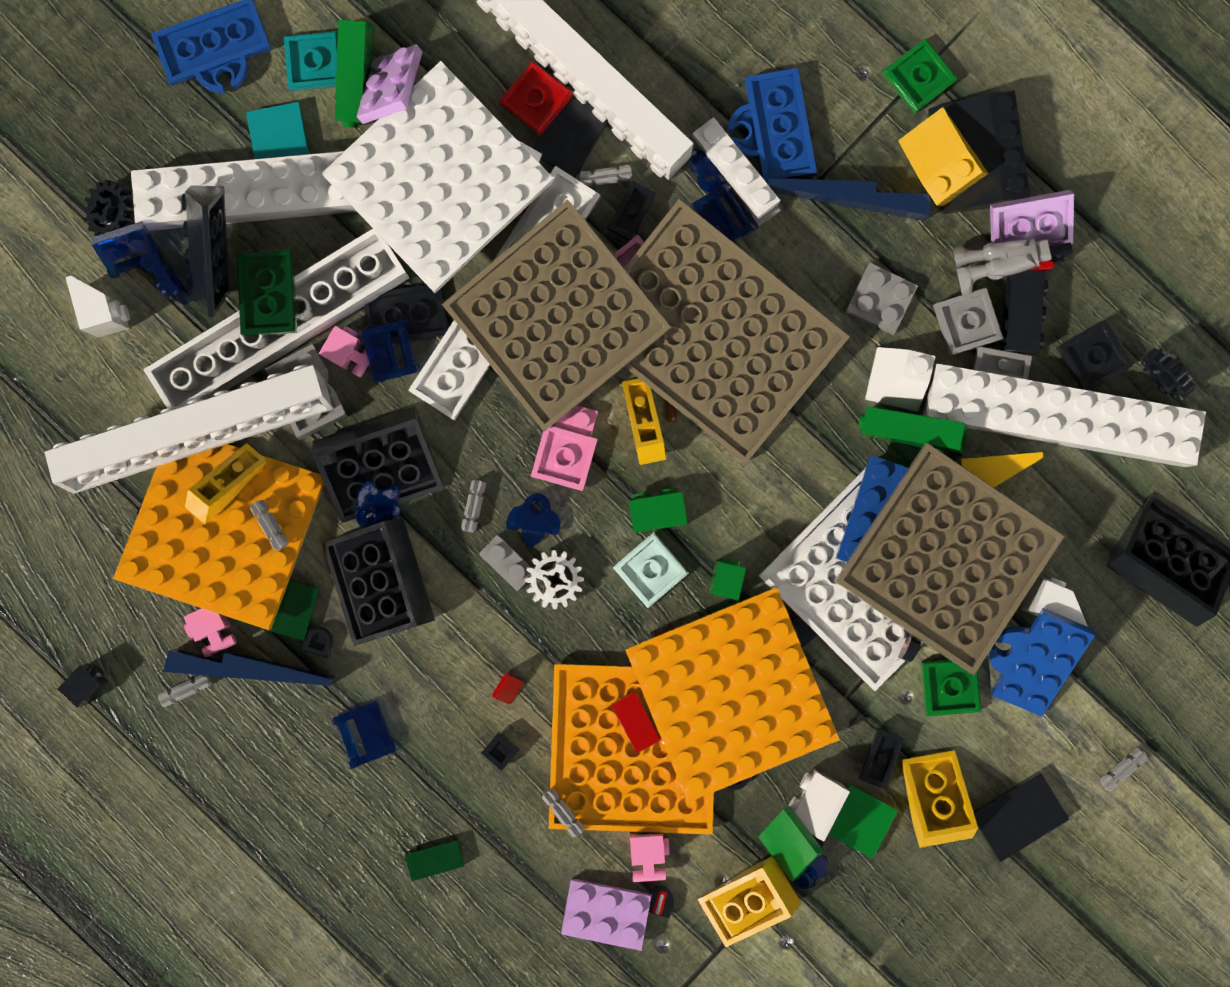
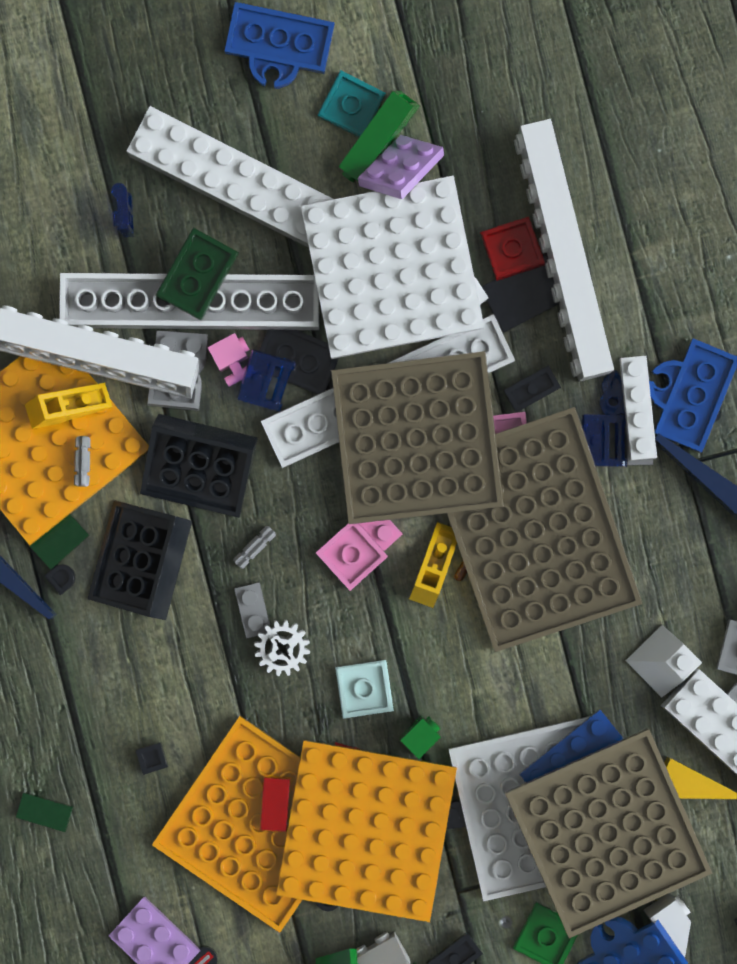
camera: 30 degrees right, 0 degrees up
(95, 310) = (53, 200): white slope -> none
(108, 211) = (112, 124): black gear -> none
(123, 243) = (108, 160): clear blue plate -> none
(207, 246) = (172, 207): black slope -> none
(278, 131) = (286, 145): teal tile -> none
(372, 732) = (59, 676): clear blue plate -> none
(380, 503) = (178, 497): clear blue plate -> none
(508, 688) = (189, 711): red slope -> none
(533, 523) = (293, 591): clear blue plate -> none
(563, 812) = (171, 839): light grey axle -> none
(606, 175) = (529, 347): light grey axle -> none
(647, 850) = (220, 913): bright pink brick -> none
(657, 511) = (399, 646): green brick -> none
(881, 298) = (690, 587): light grey plate -> none
(910, 648) = (532, 884): black tile -> none
(914, 430) = (648, 711): green slope -> none

